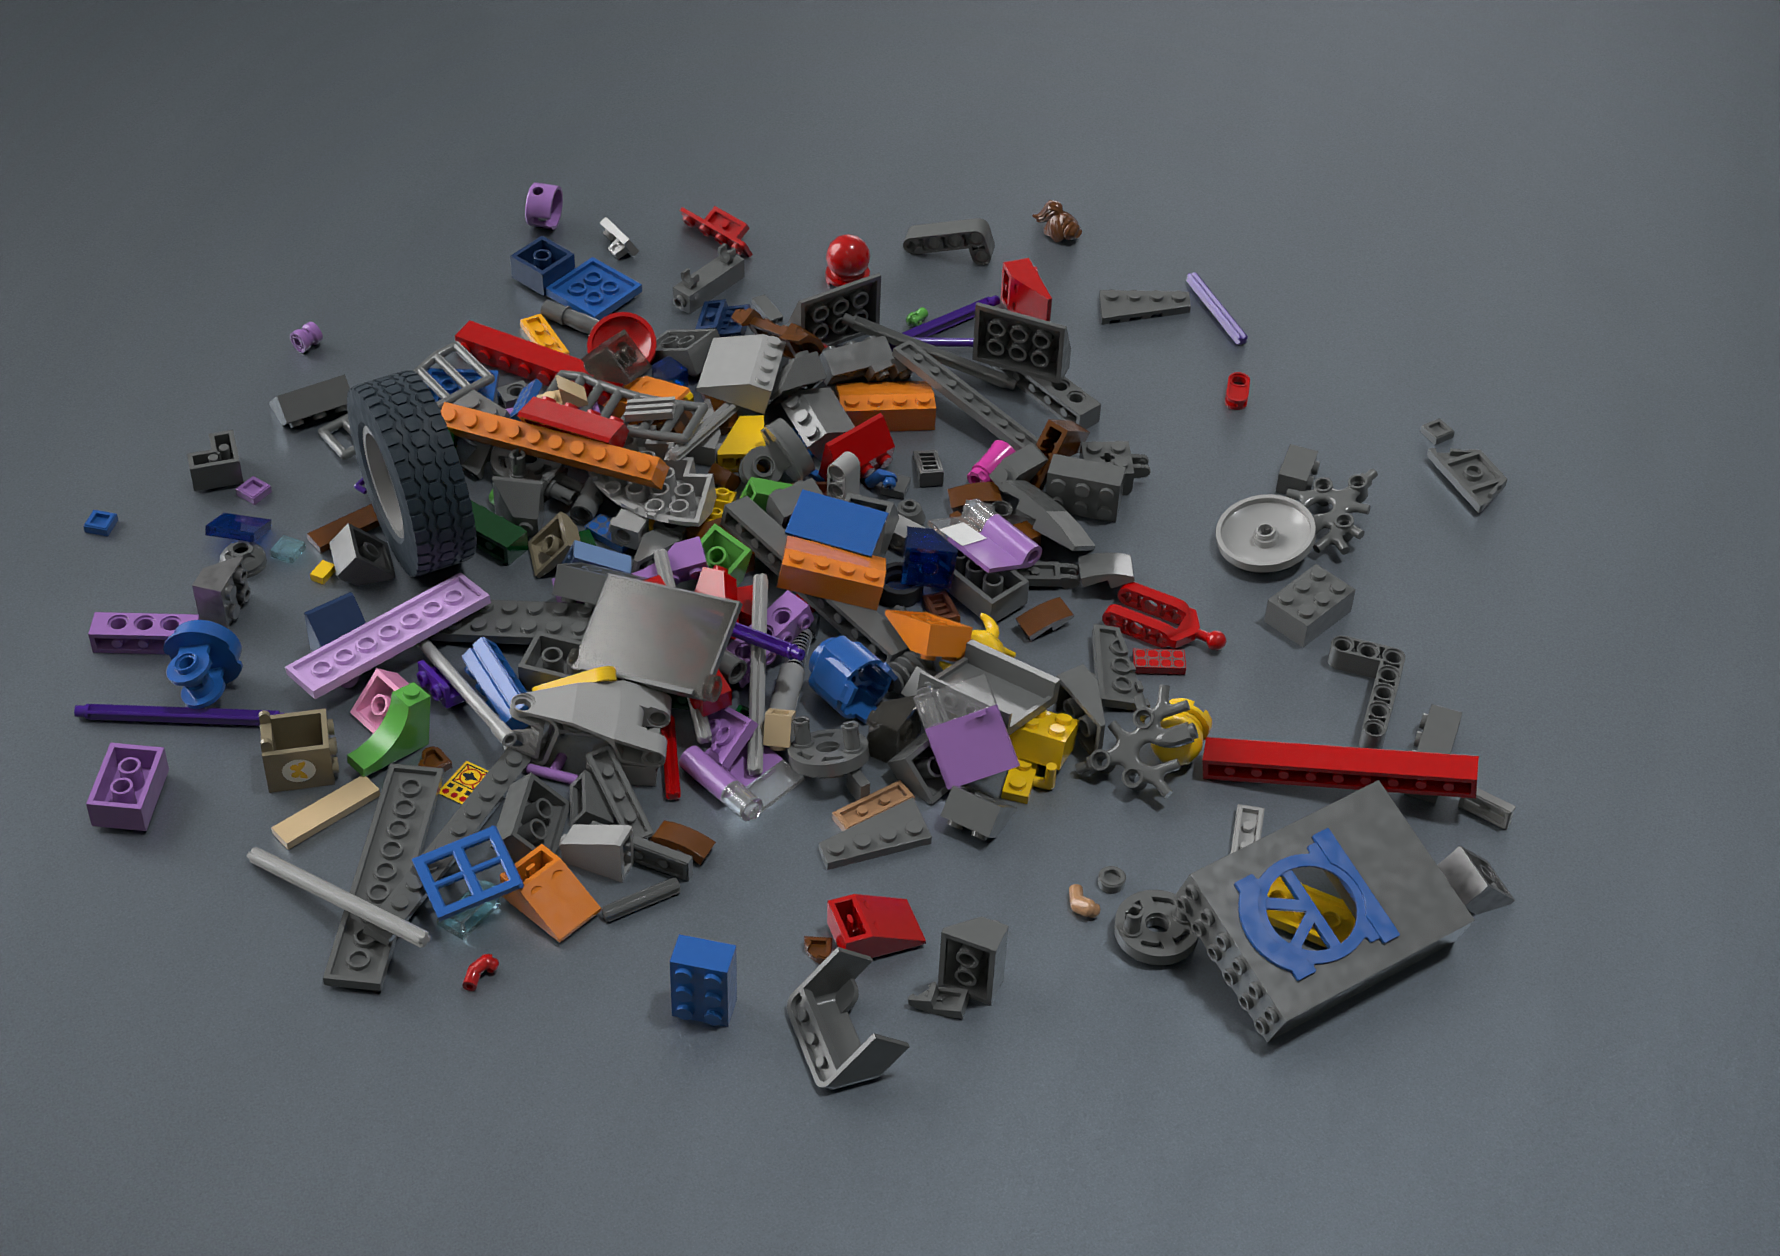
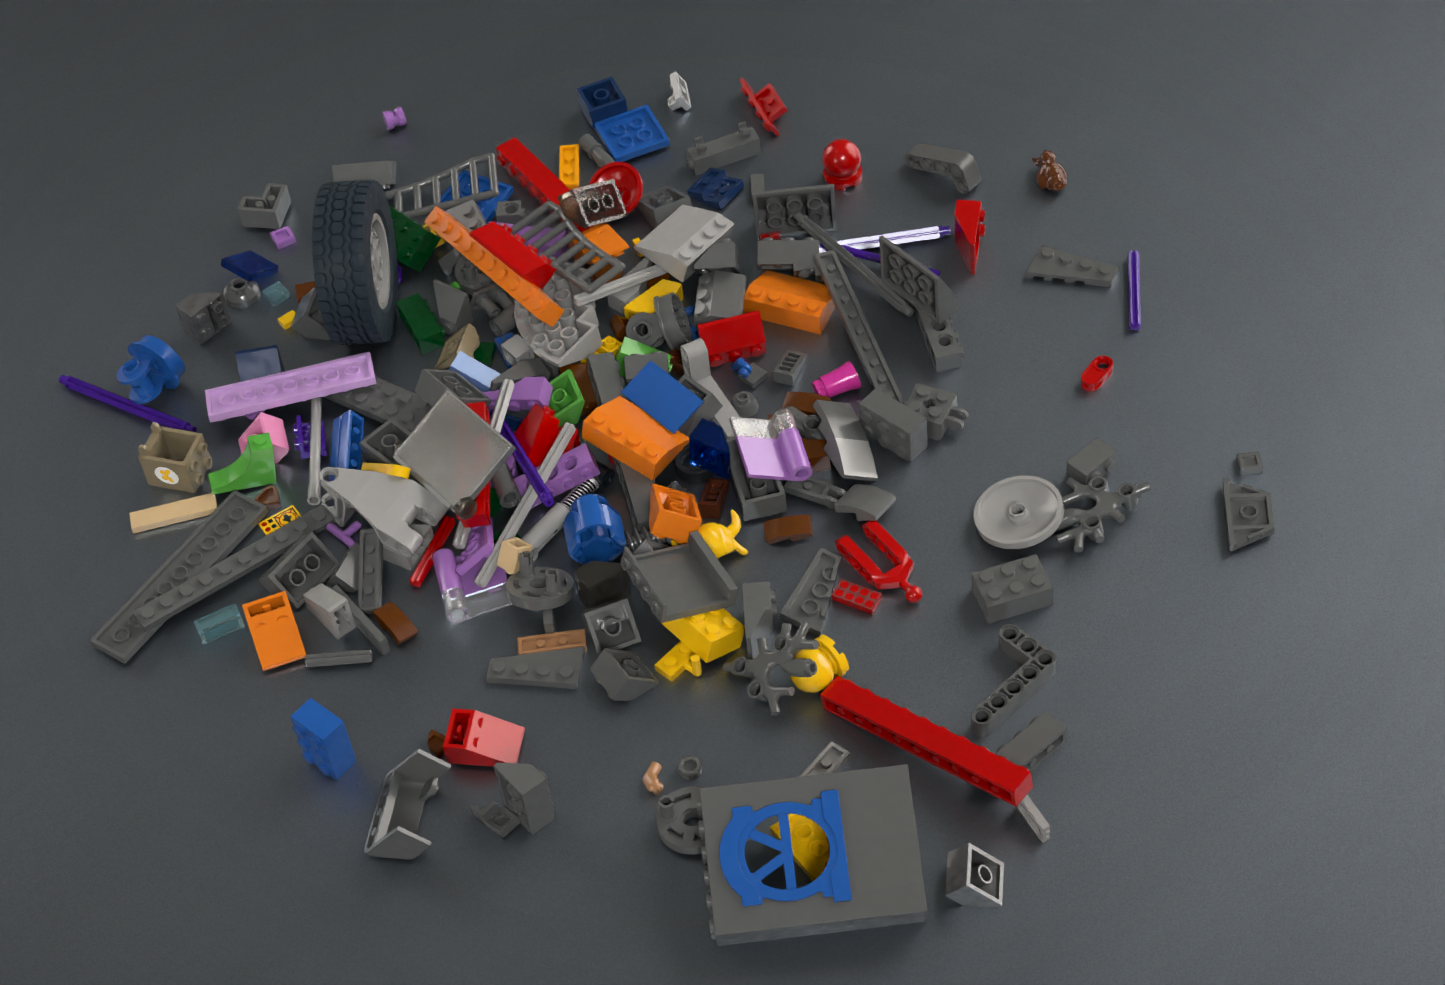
camera: 35 degrees right, 5 degrees up
(100, 523) = (166, 233): blue tile -> none
(127, 786) = (53, 449): medium lavender brick -> none
(133, 631) = (130, 327): medium lavender brick -> none
(339, 897) = (129, 584): light grey axle -> none
(467, 873) = (221, 595): blue window -> none
(474, 971) = (194, 671): red arm -> none
(525, 396) = (511, 215): blue tile -> none
(544, 202) = (632, 44): medium lavender piece -> none
(568, 393) = (530, 224): tan slope -> none
(650, 409) = (580, 254): light grey tile -> none
(670, 371) = (637, 225): clear blue brick -> none
(796, 337) = (736, 216): reddish brown piece -> none
(915, 318) = (867, 229): bright green arm -> none
(962, 534) = (753, 437): white sticker -> none
(966, 730) = (633, 607): medium lavender door -> none
(1019, 466) = (849, 389): dark grey slope -> none
(1058, 438) = (892, 378): reddish brown arch -> none

